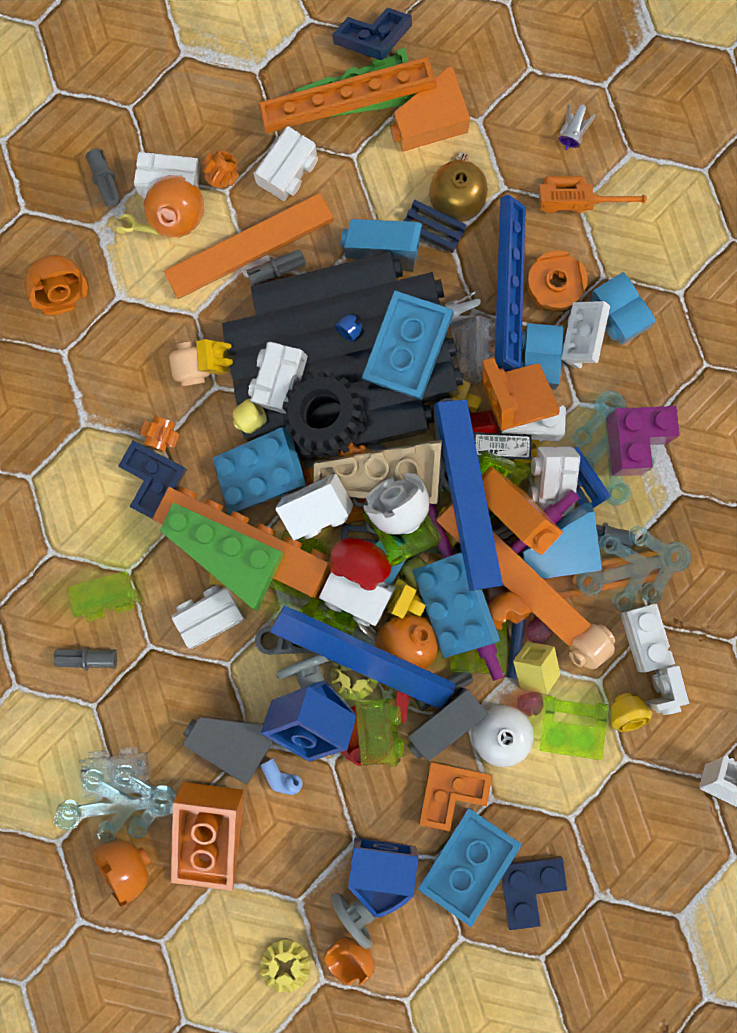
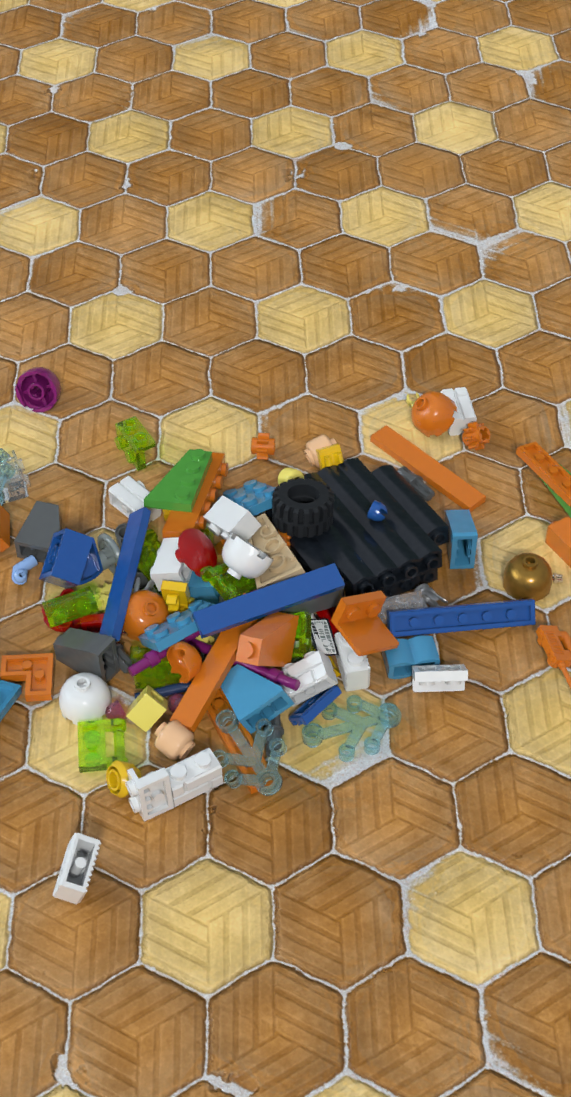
camera: 75 degrees right, 35 degrees down
(54, 284) = (350, 369): orange cylinder -> none
(85, 658) = (88, 447): dark grey axle -> none
(103, 177) = (442, 380): dark grey axle -> none
(157, 474) = (235, 451): dark blue plate -> none
(278, 372) = (334, 477): white brick -> none
(286, 164) = (498, 471): white brick -> none
(408, 345) = (374, 542): dark azure plate -> none
(440, 217) = (493, 556): dark blue tile -> none
(567, 268) = (480, 668): orange plate -> none
(627, 312) = (473, 703): dark azure brick -> none
(633, 432) = (363, 722): magenta brick -> none

